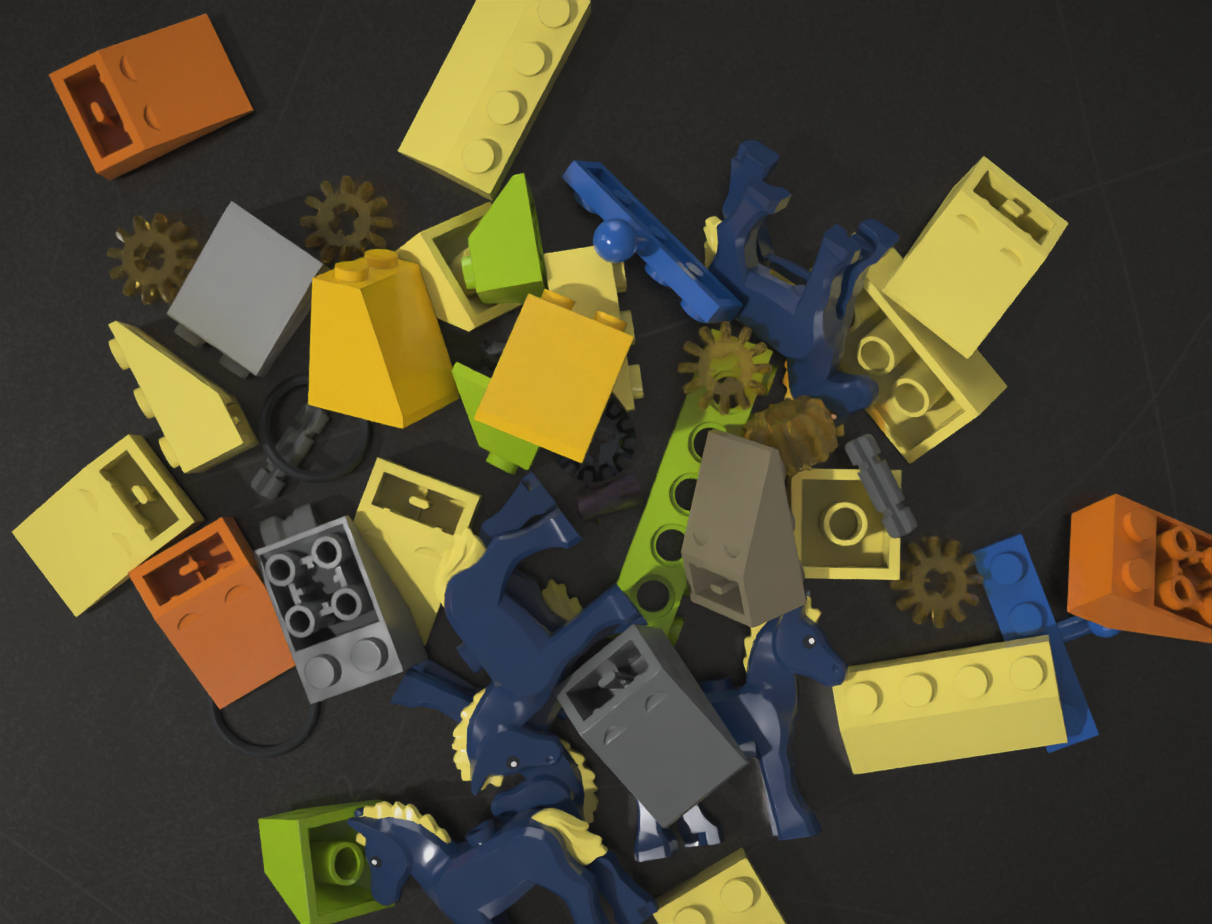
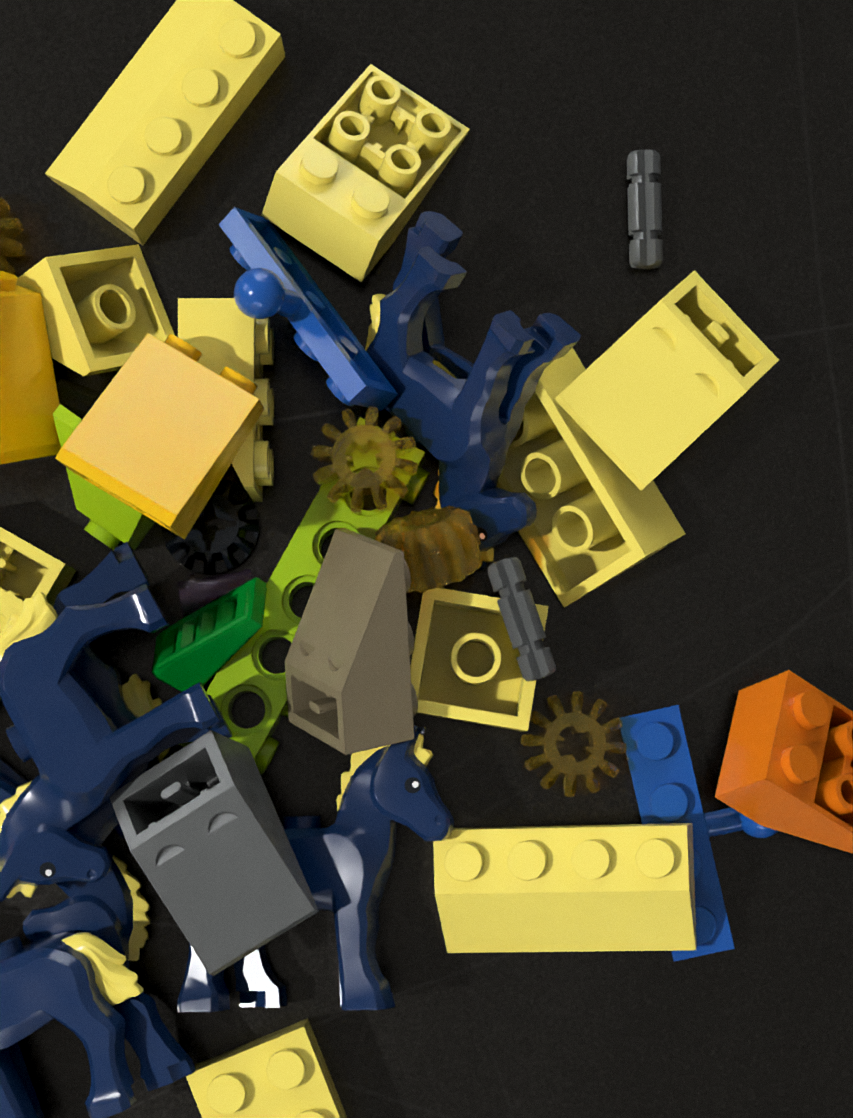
camera: 10 degrees right, 5 degrees down
(507, 248) = (140, 284): lime slope -> none
(613, 539) = (209, 637): none -> green slope
(679, 107) = (363, 172): none -> light yellow slope
(929, 103) = (644, 209): none -> dark grey axle

